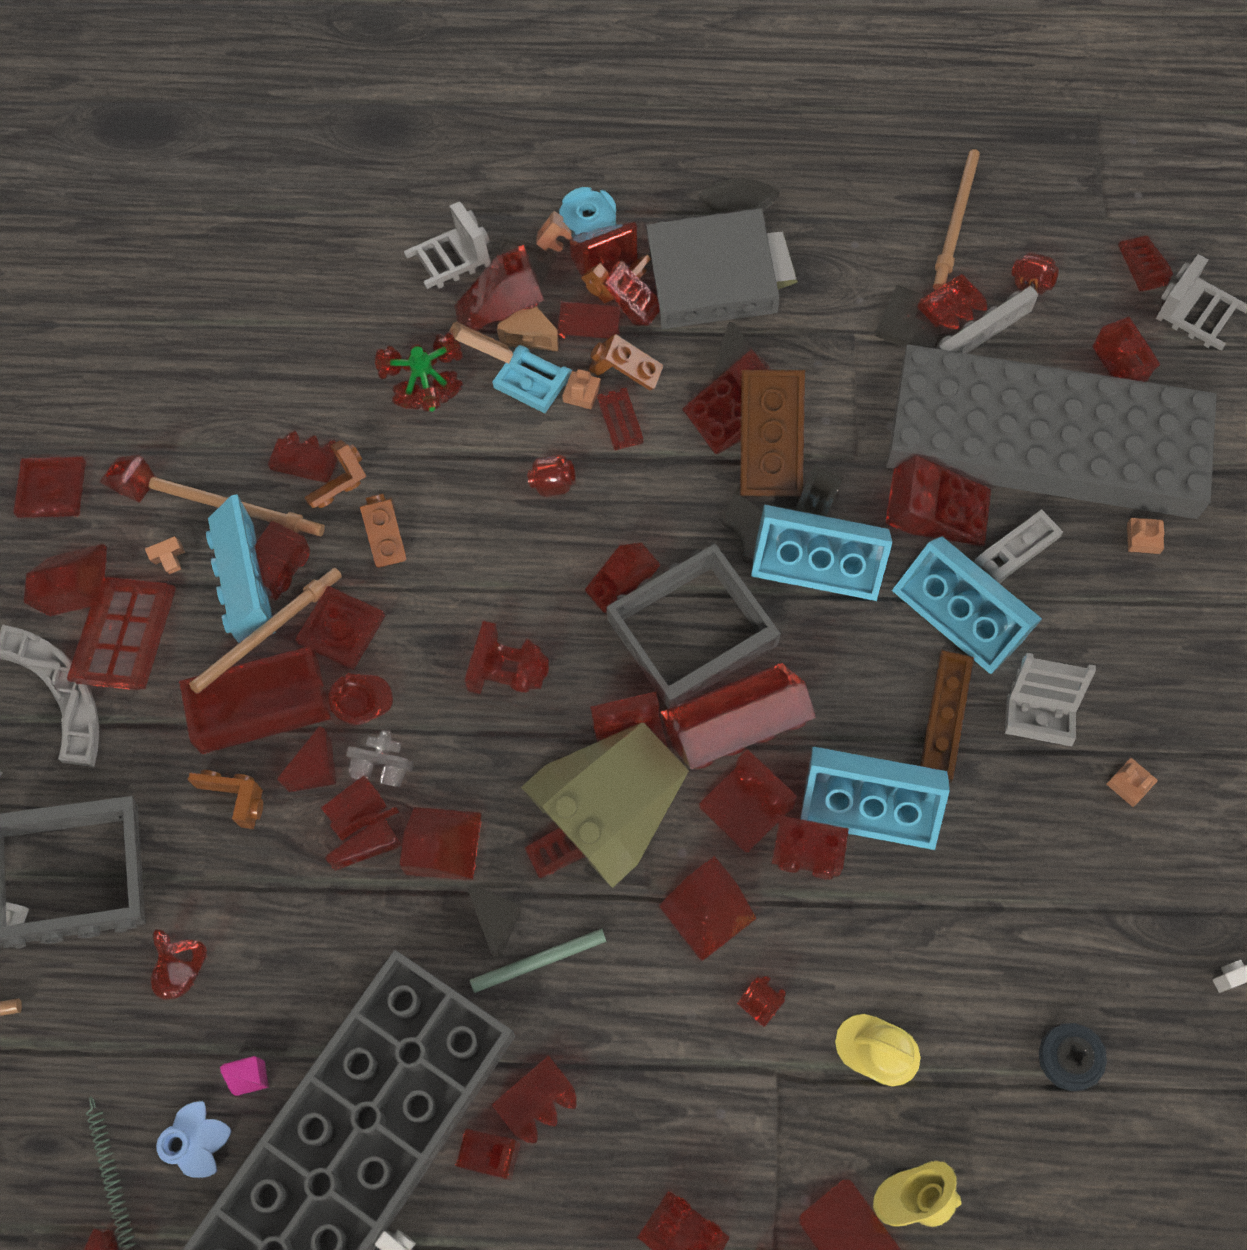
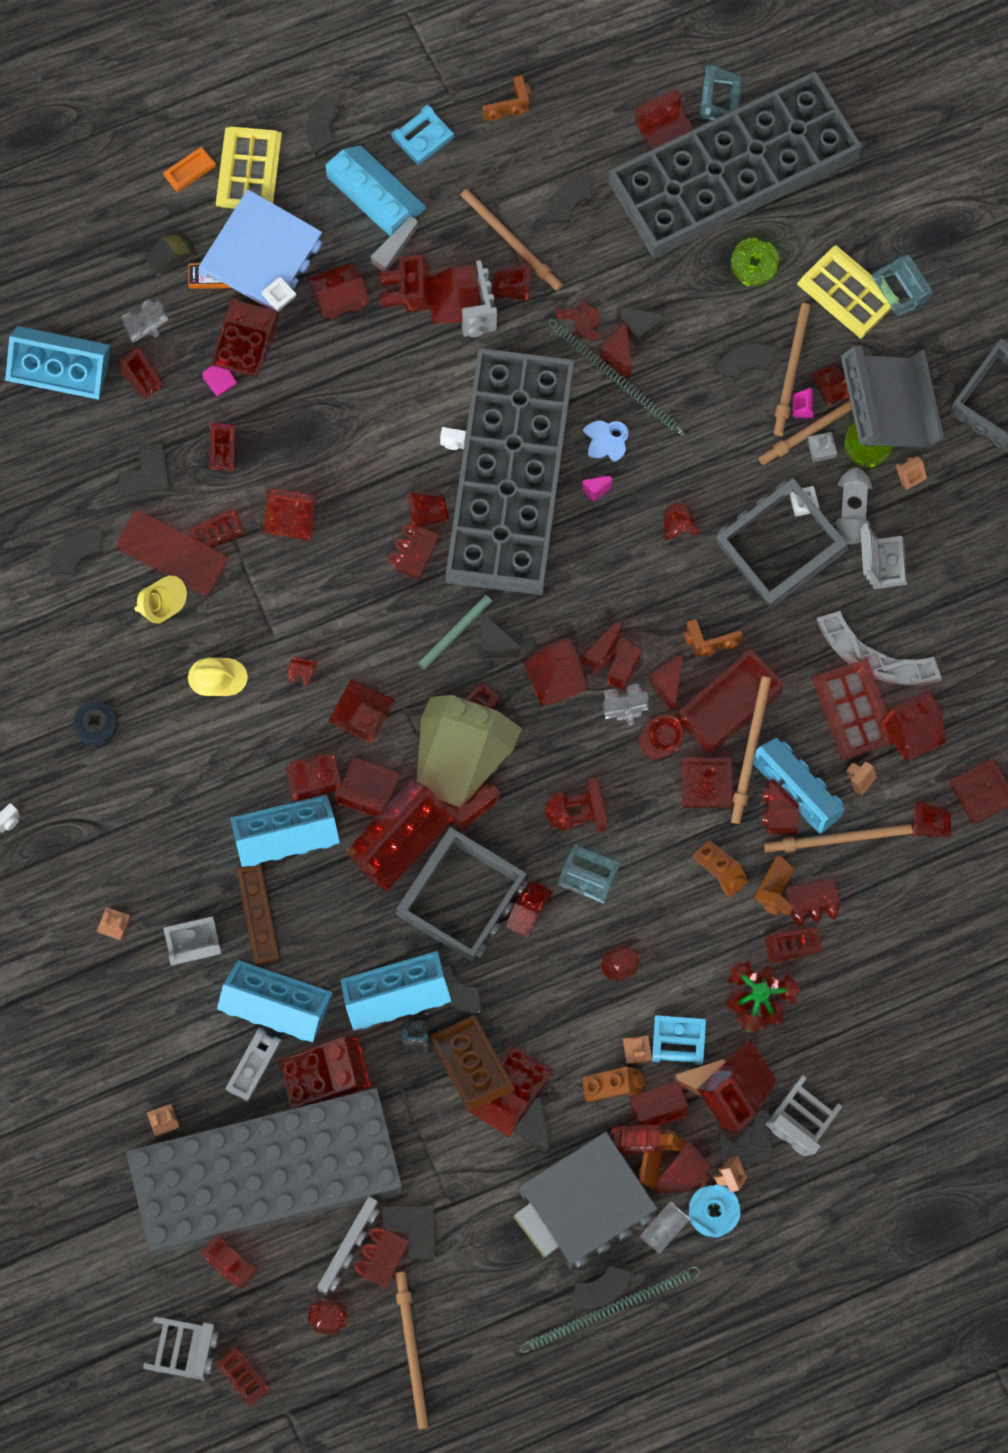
camera: 150 degrees right, 5 degrees up
(374, 423) = (779, 955): none -> clear red slope
(481, 342) = (726, 1035): medium nougat tile -> none
(546, 580) = (587, 882): none -> clear light blue tile
(614, 398) = (581, 1023): clear red tile -> none
(647, 210) = (664, 1227): none -> clear hips
(722, 178) = (559, 1333): none -> sand green piece

